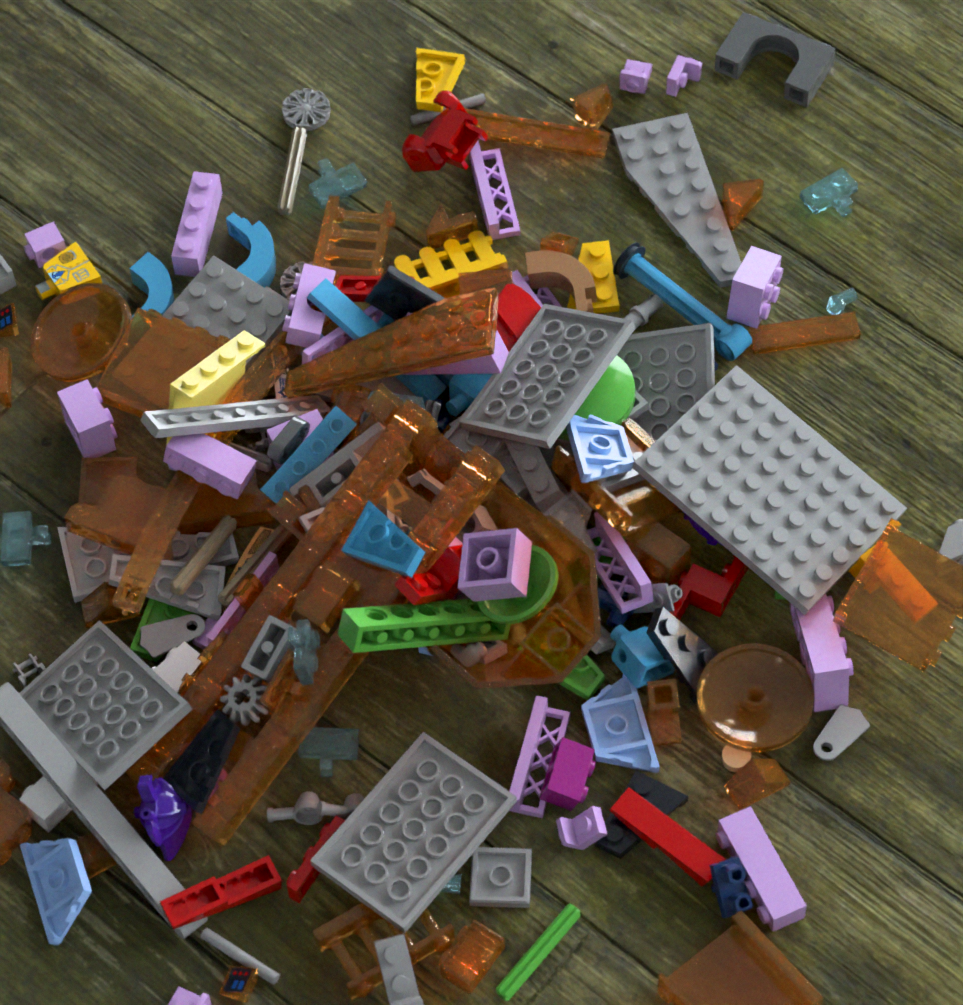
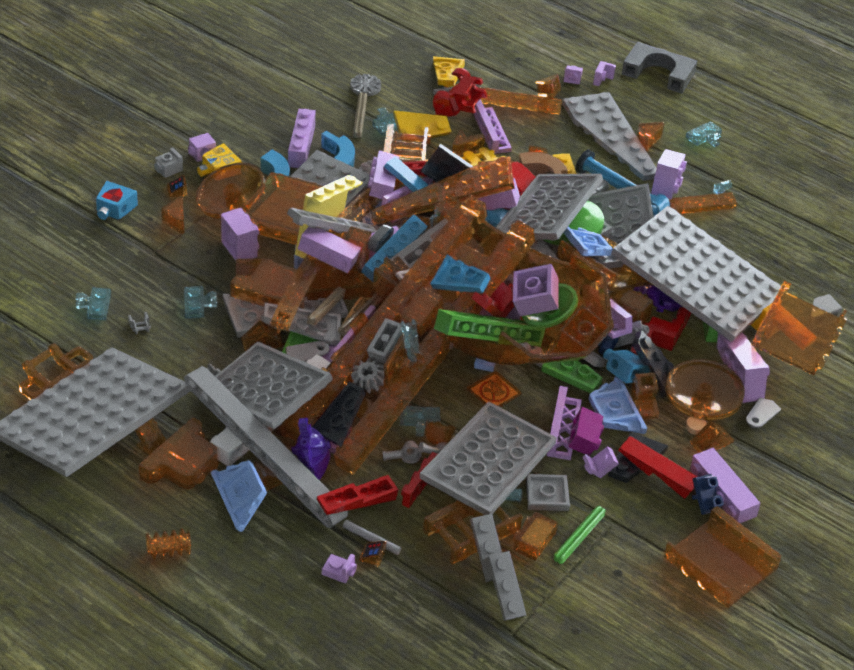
camera: 10 degrees left, 15 degrees down
(255, 445) = (359, 238): none -> clear orange brick
(351, 776) = (439, 433): none -> clear orange hair
(370, 191) = (416, 122): none -> yellow wing
(443, 696) = (494, 389): none -> clear orange piece

